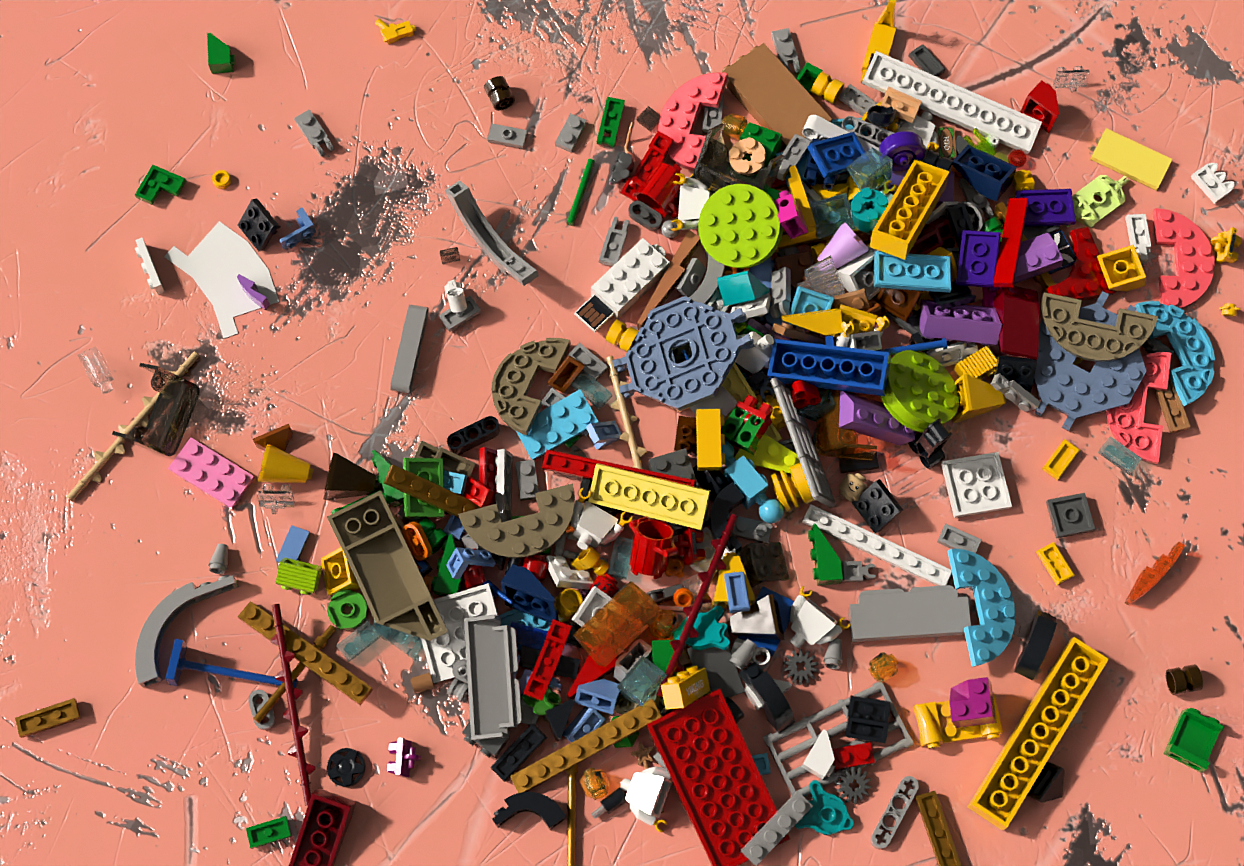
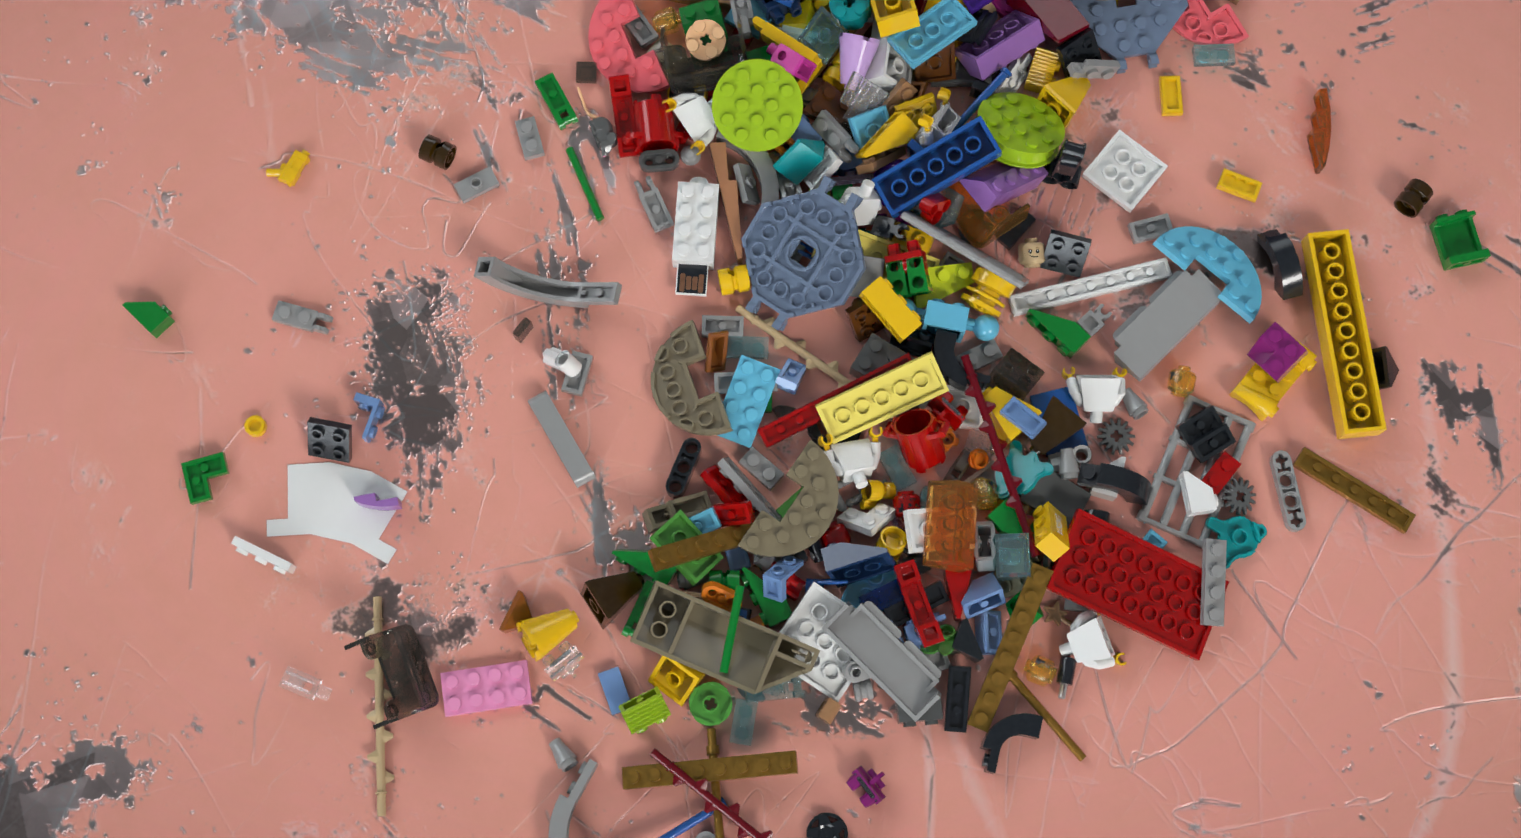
camera: 40 degrees left, 5 degrees up
(401, 566) = (731, 631): none -> green bar
(1070, 515) = (1217, 136): dark grey plate -> none

